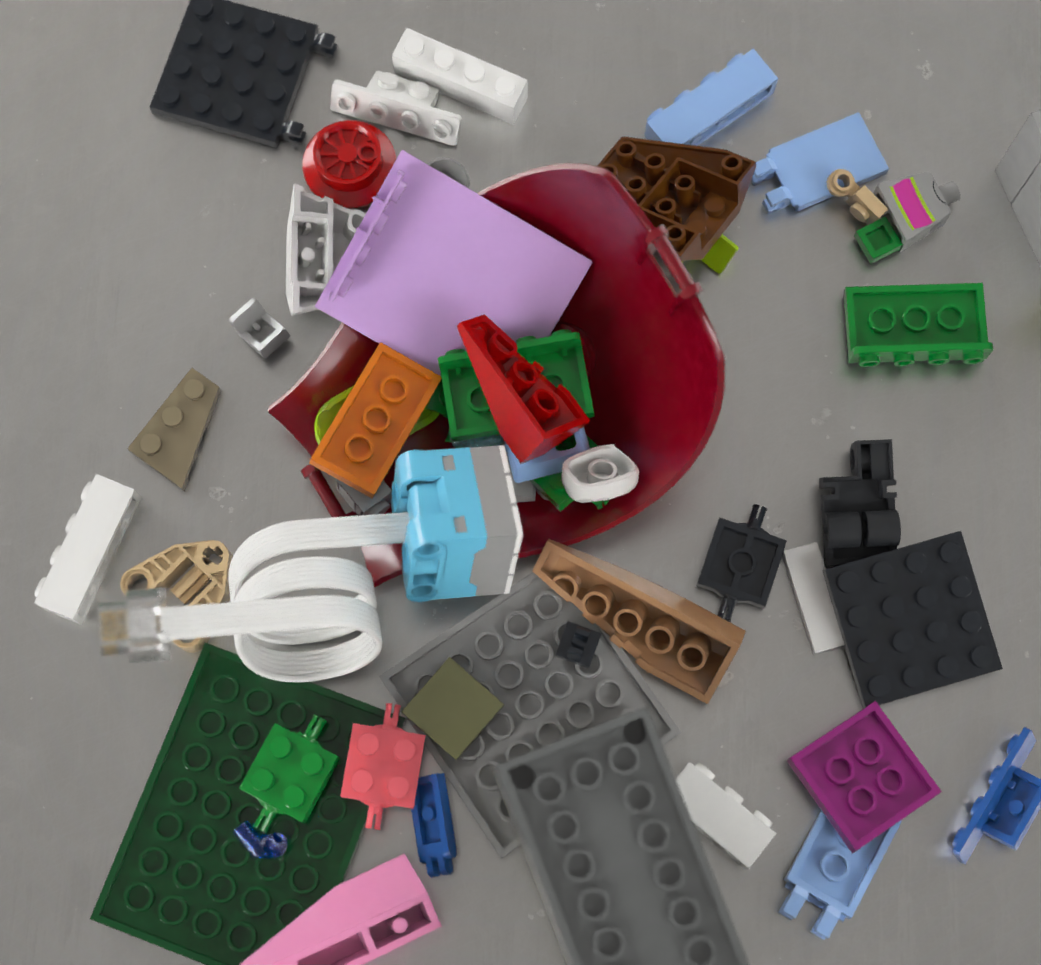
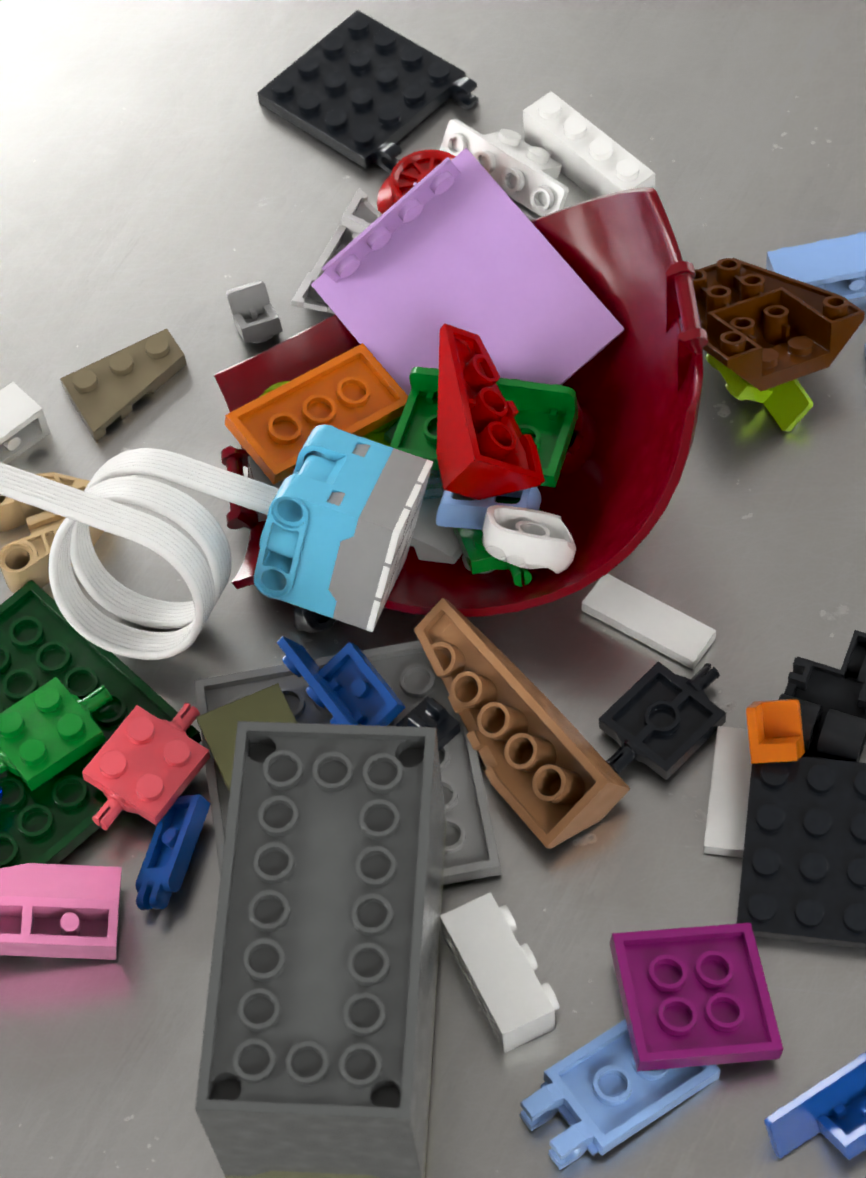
camera: 30 degrees right, 20 degrees down
(511, 645) = (345, 685): none -> blue bracket
(711, 485) = (649, 620): none -> white tile
(839, 552) = (775, 731): none -> orange panel

